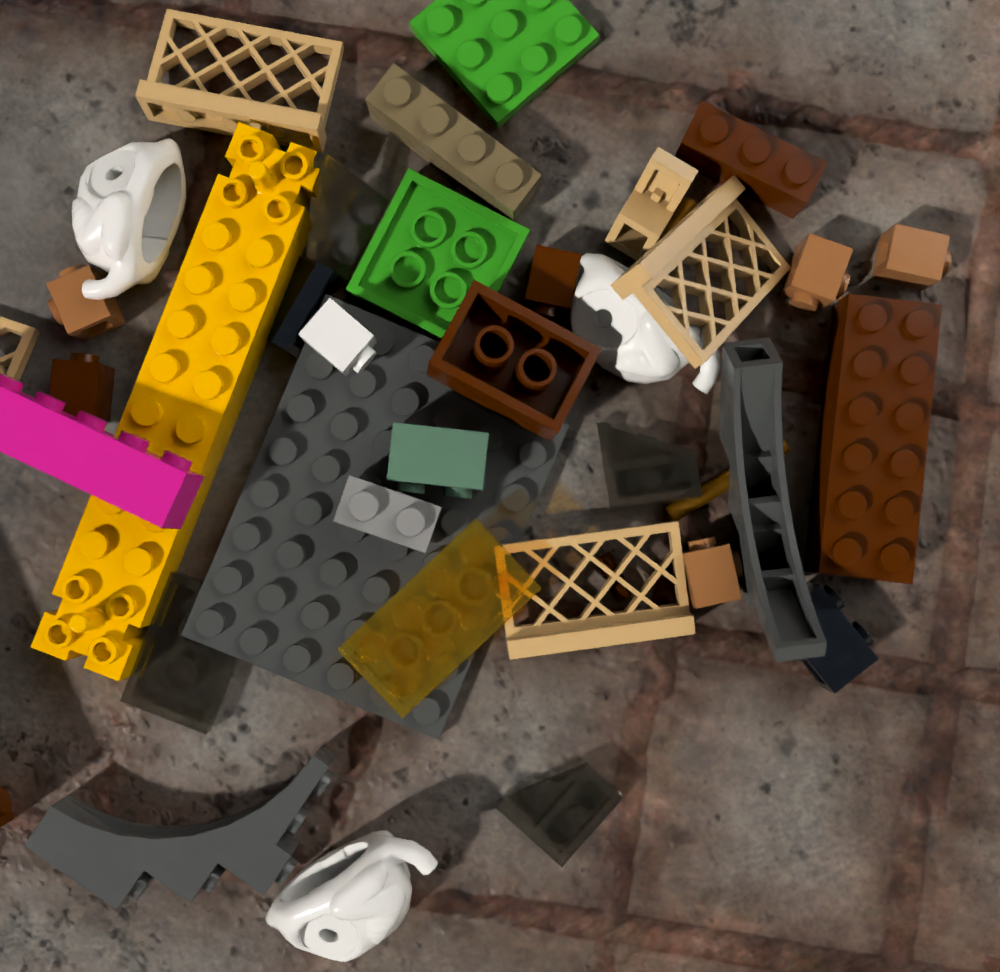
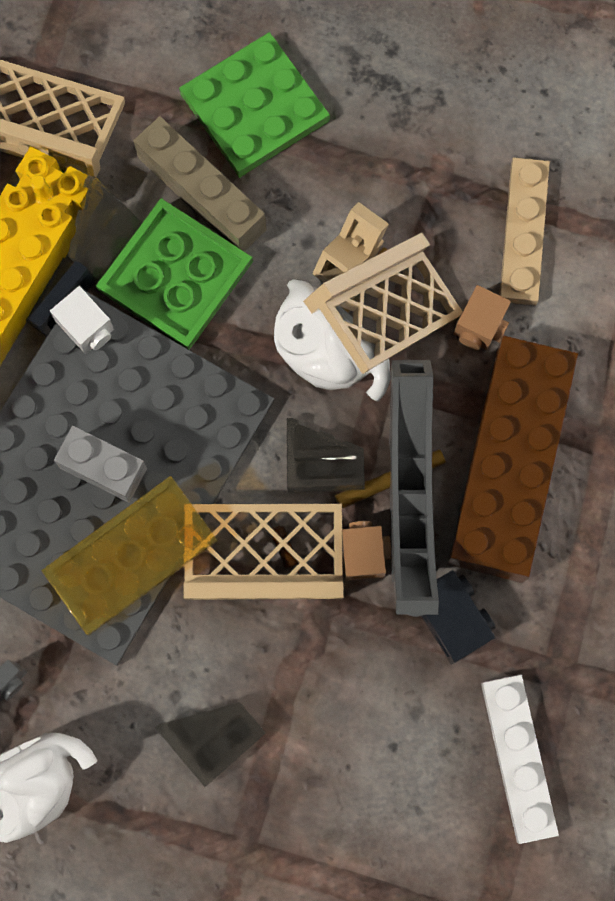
camera: 10 degrees right, 10 degrees down
(437, 458) = (148, 425): sand green brick -> none
(512, 361) = (219, 354): reddish brown brick -> none
(552, 282) = (263, 300): reddish brown brick -> none
(765, 165) = (446, 227): reddish brown brick -> none
(852, 154) = (524, 231): none -> tan plate
(911, 257) = (563, 315): medium nougat brick -> none
(912, 785) = (519, 759): none -> white plate

